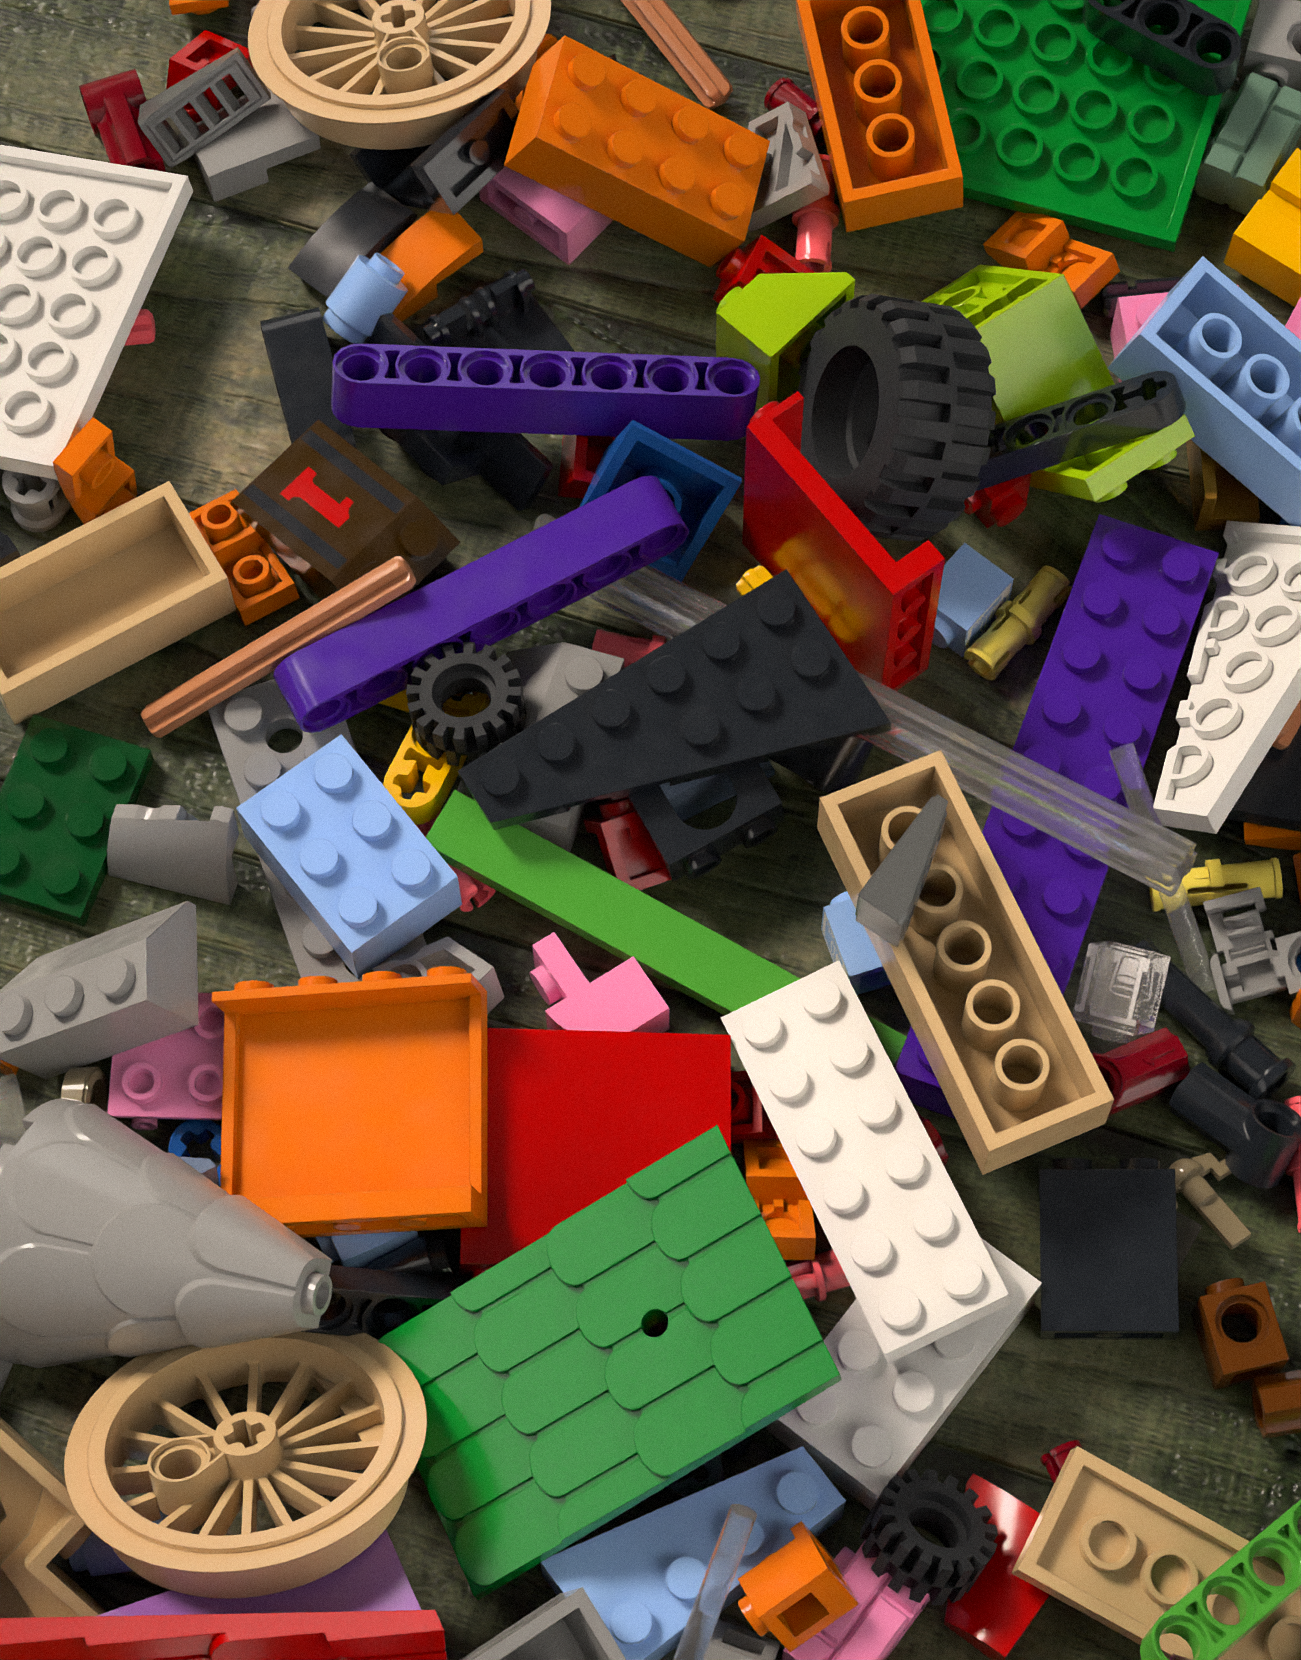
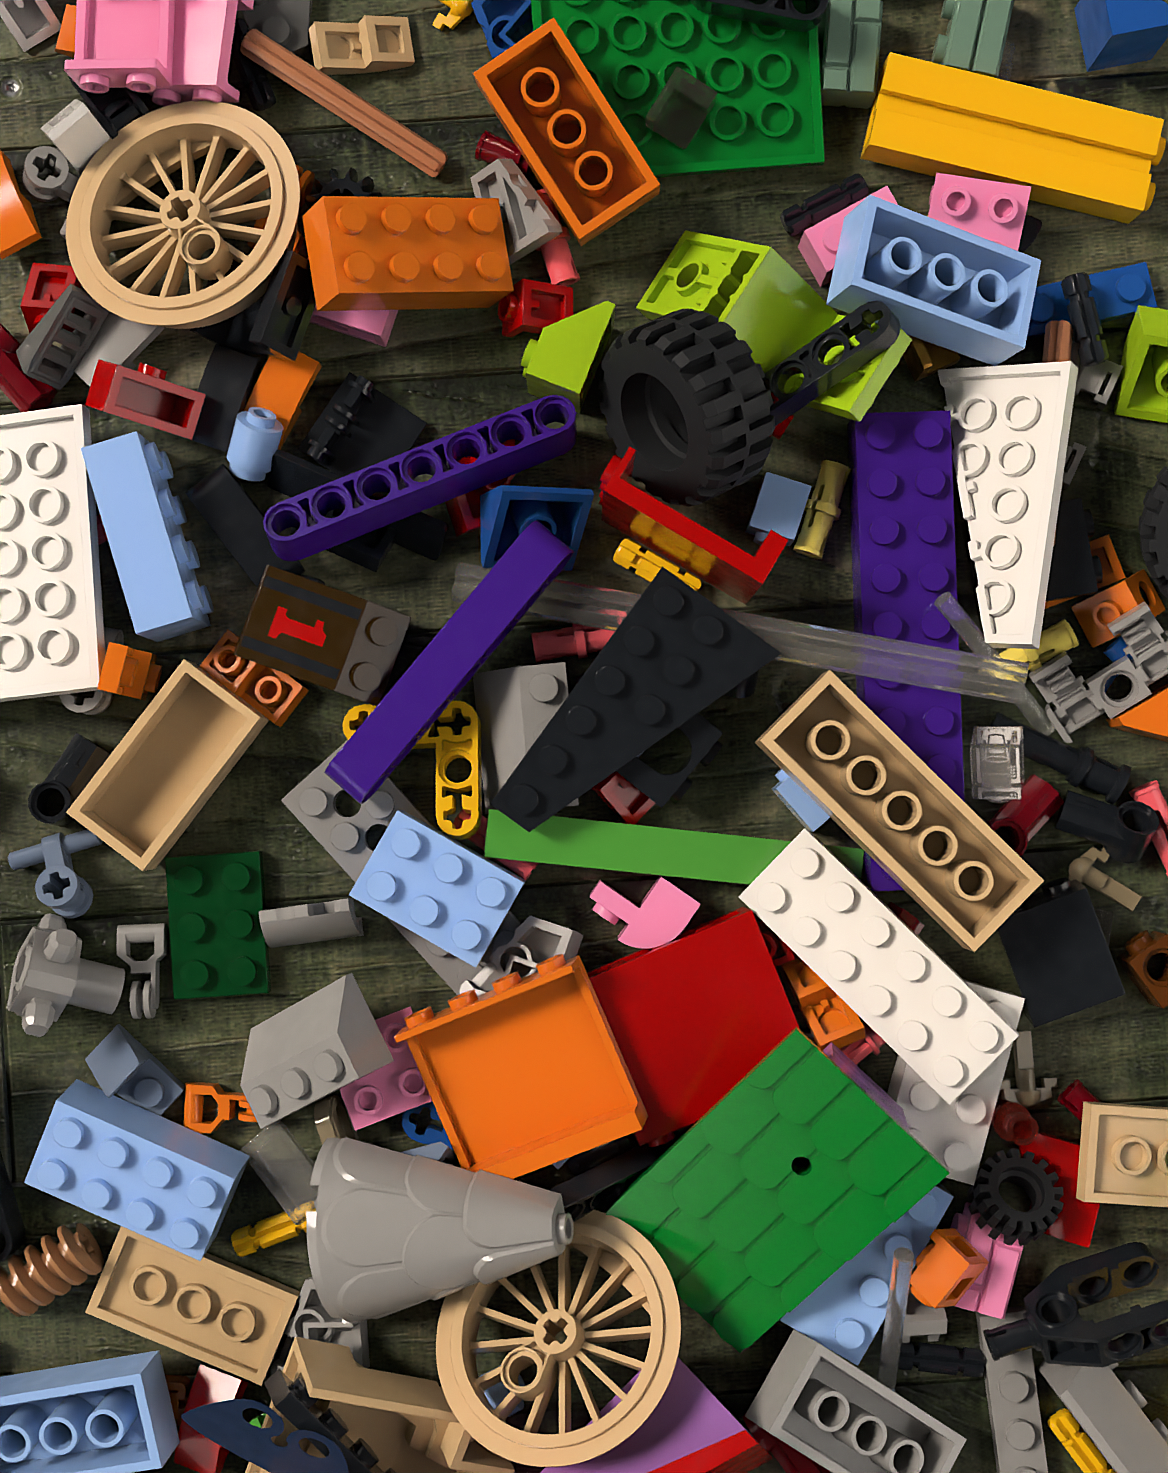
camera: 25 degrees left, 20 degrees up
(192, 347) = (147, 537): none -> light blue brick
(262, 199) = (145, 398): none -> red brick
(271, 649) = (319, 748): nougat axle -> none
(462, 674) = (446, 728): black tyre -> none
(894, 888) = (845, 789): dark grey slope -> none
(963, 1439) = (1014, 1123): none -> clear red pin
(1001, 1431) = (1026, 1091): none -> dark tan piece
(1023, 120) = (681, 108): none -> clear smoke panel
(1044, 245) = (735, 206): orange slope -> none

